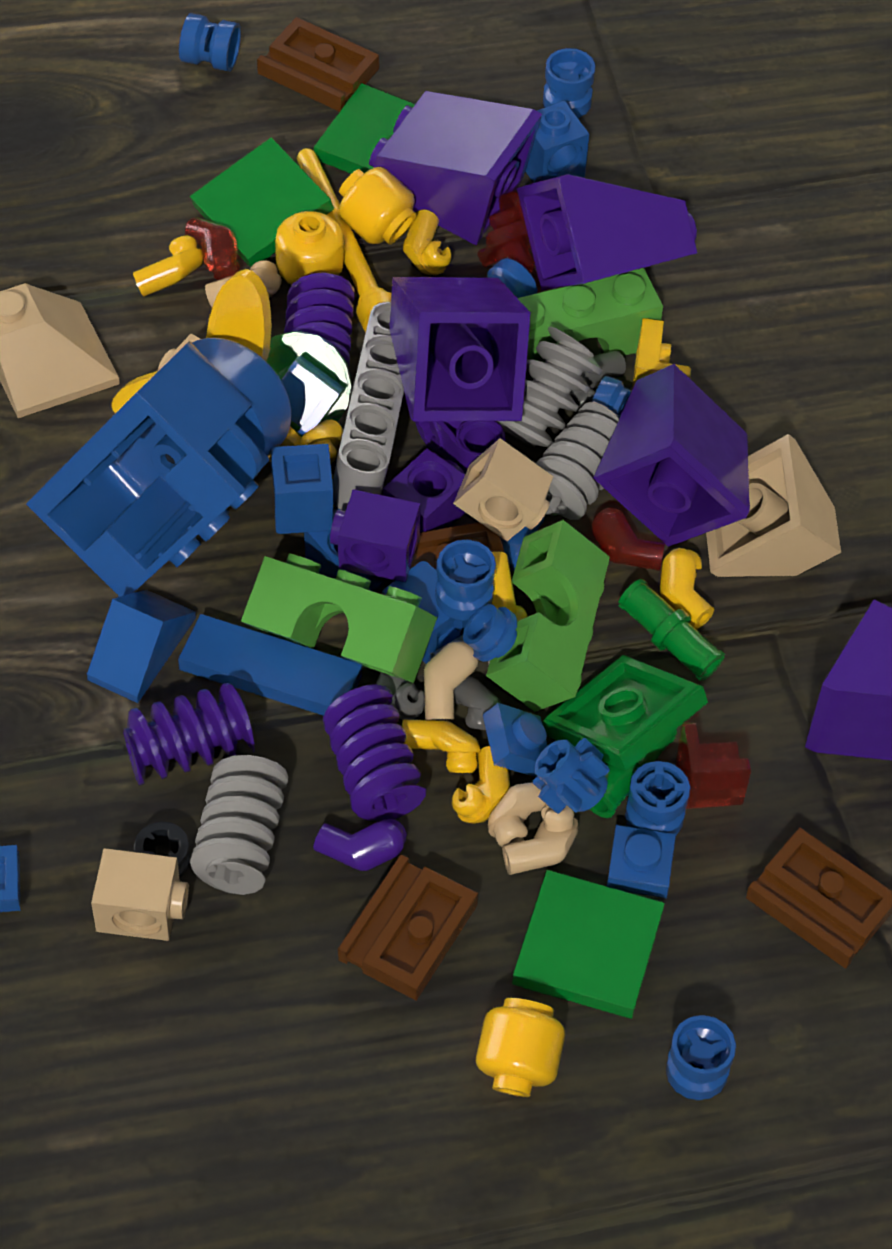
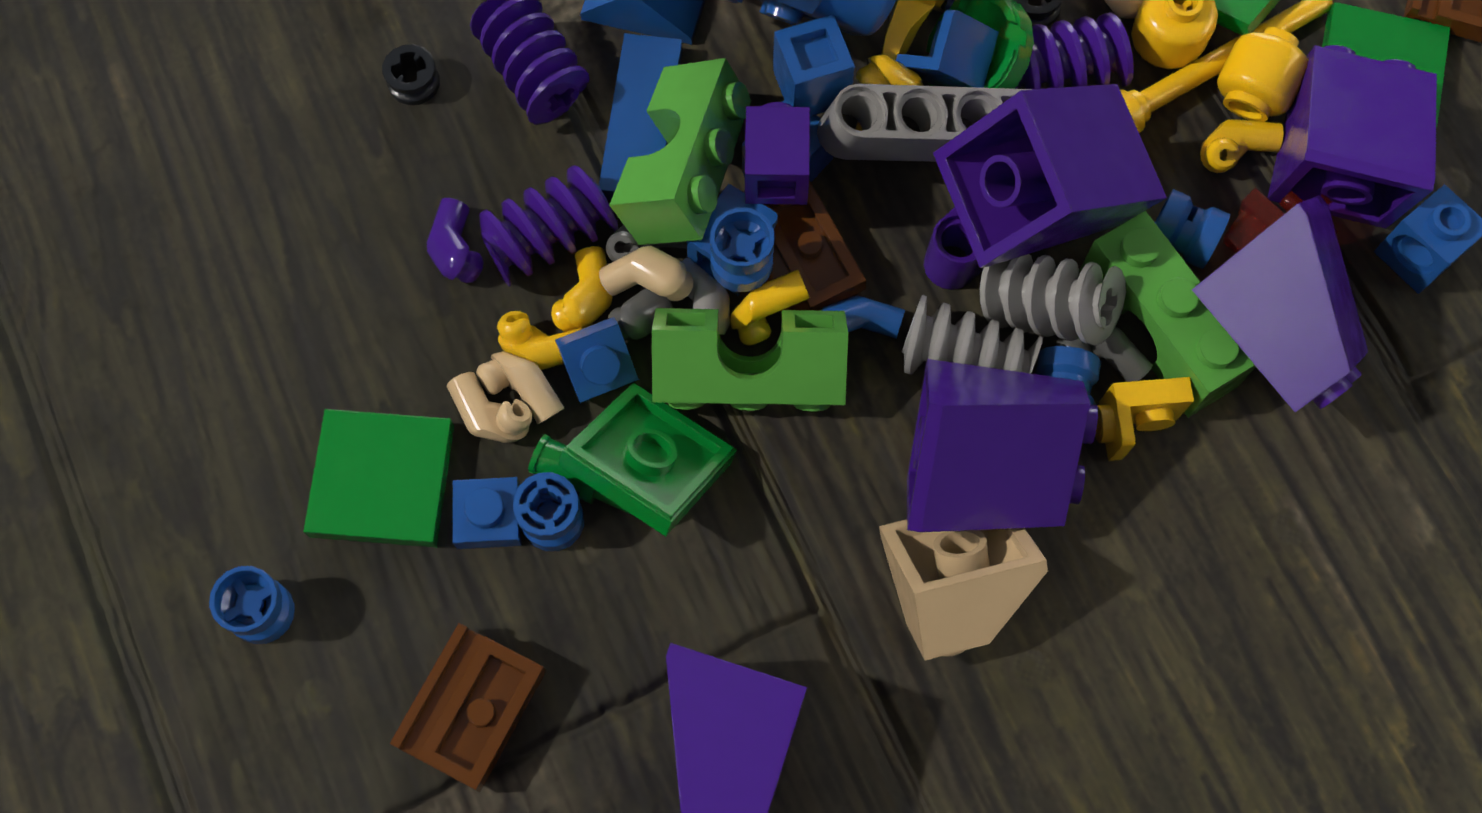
camera: 80 degrees right, 15 degrees up
(138, 895) = (350, 60): tan brick -> none
(239, 823) = (439, 125): light grey piece -> none
(408, 927) = (362, 302): reddish brown plate -> none
(434, 478) = (878, 187): dark purple brick -> none
(490, 632) = (693, 294): blue plate -> none
(504, 490) = (885, 274): tan brick -> none
(520, 1046) = (240, 428): yellow head -> none
(571, 775) = (535, 409): blue gear -> none
(621, 544) = (882, 422): clear red arm -> none
(671, 629) = (779, 492): green pin -> none
(677, 585) = (846, 490): yellow arm -> none
(713, 770) = (605, 560): clear red panel -> none

